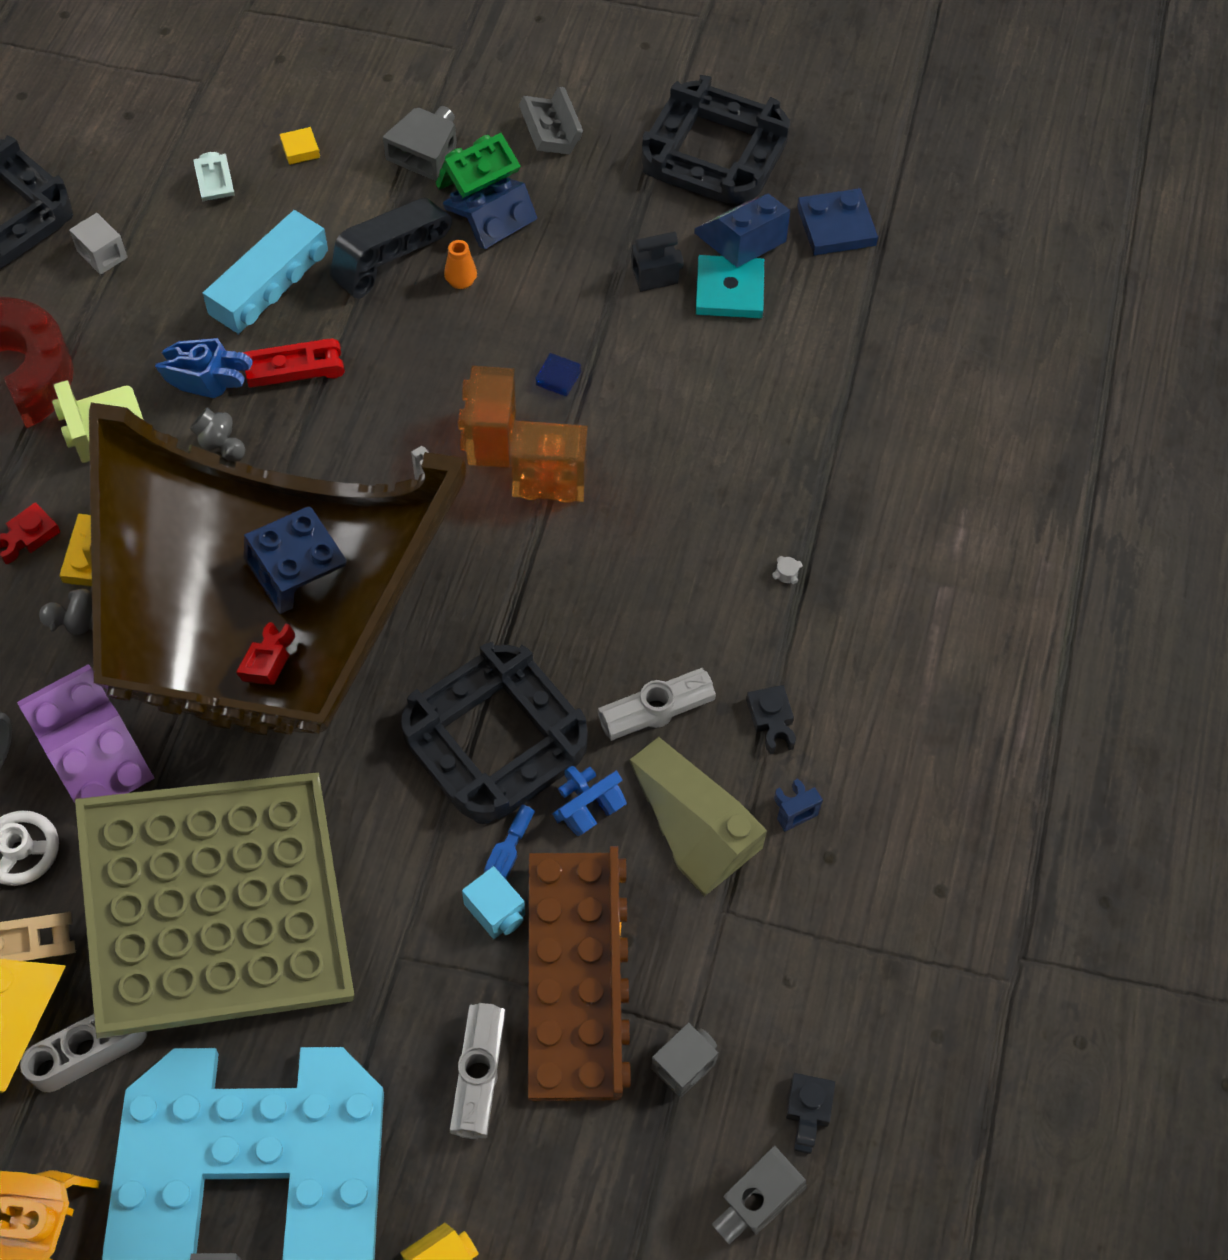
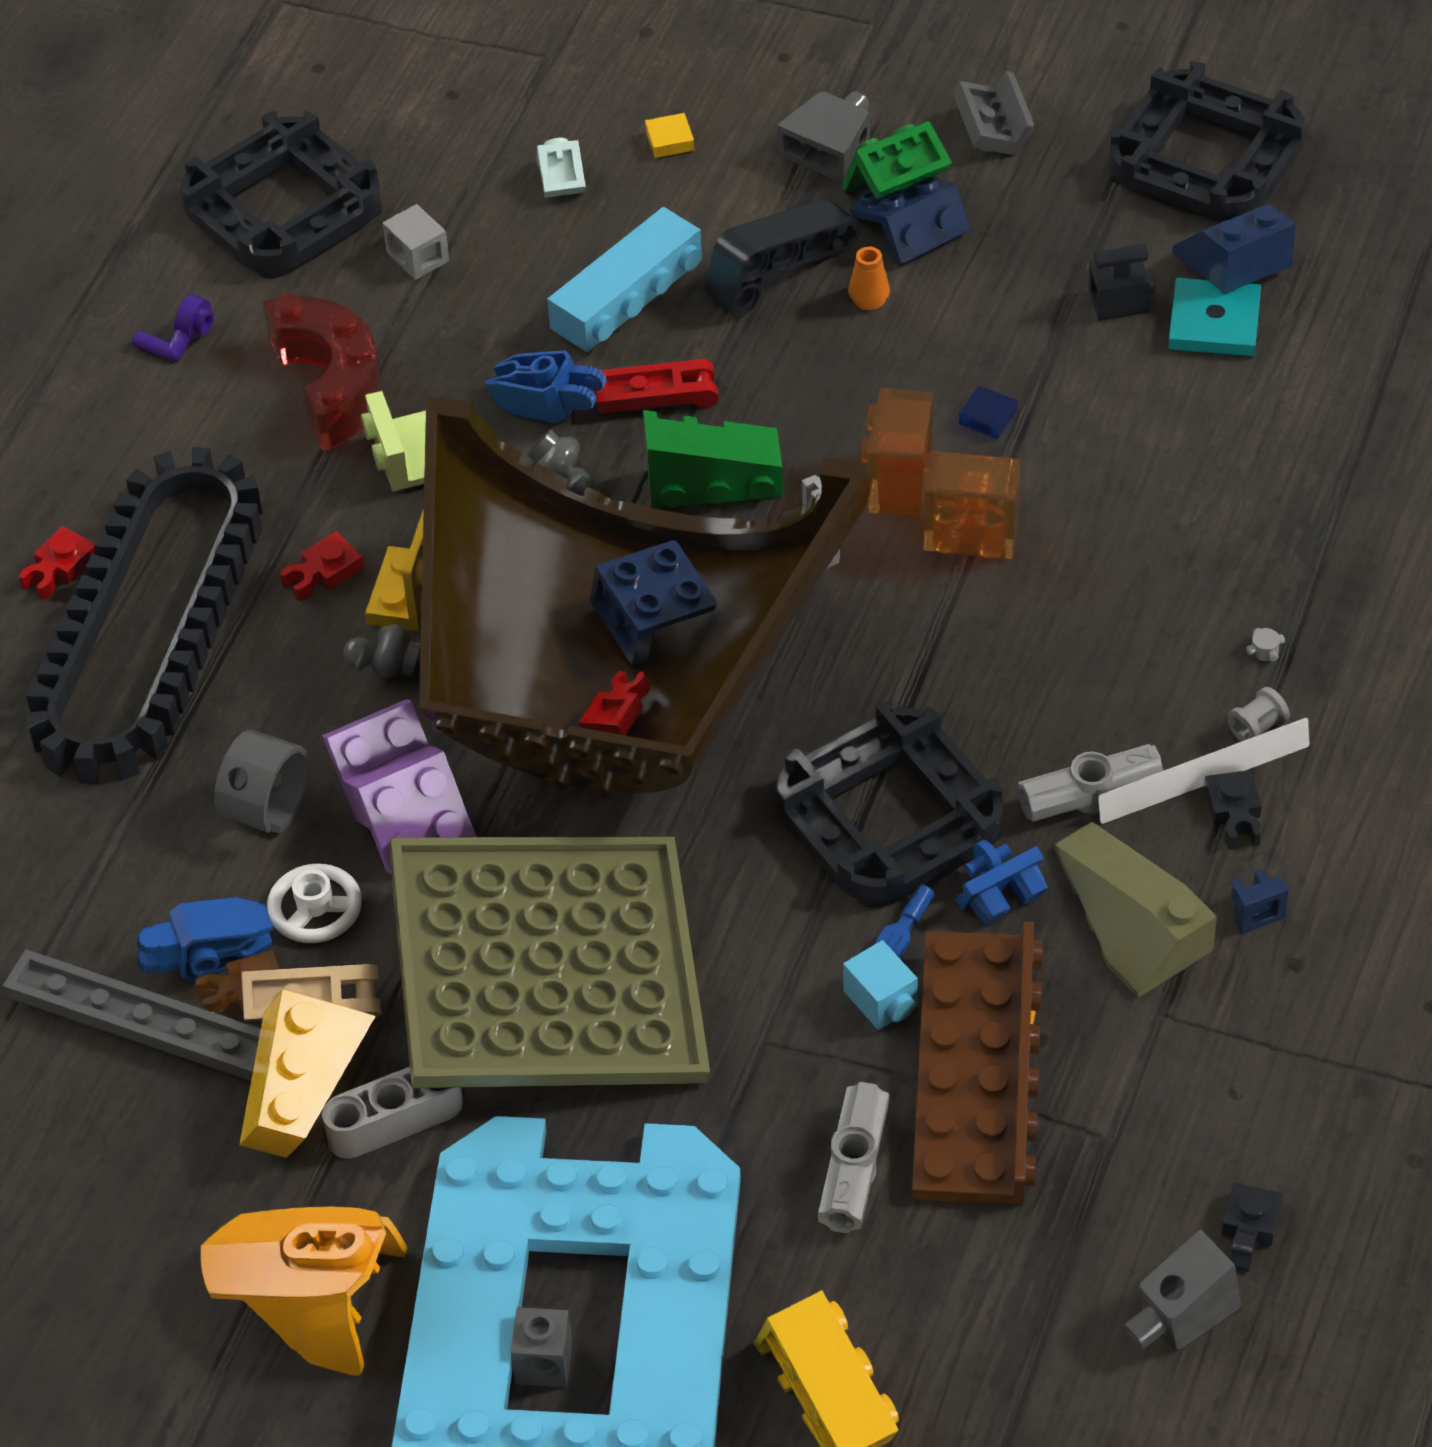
camera: 10 degrees right, 10 degrees down
(338, 431) = (710, 463): none -> green wedge
(685, 1059) = (1102, 1159): dark grey brick -> none
(738, 690) = (1192, 773): none -> white sticker
(786, 636) = (1258, 715): none -> light grey bush
(837, 221) = (1360, 244): dark blue plate -> none

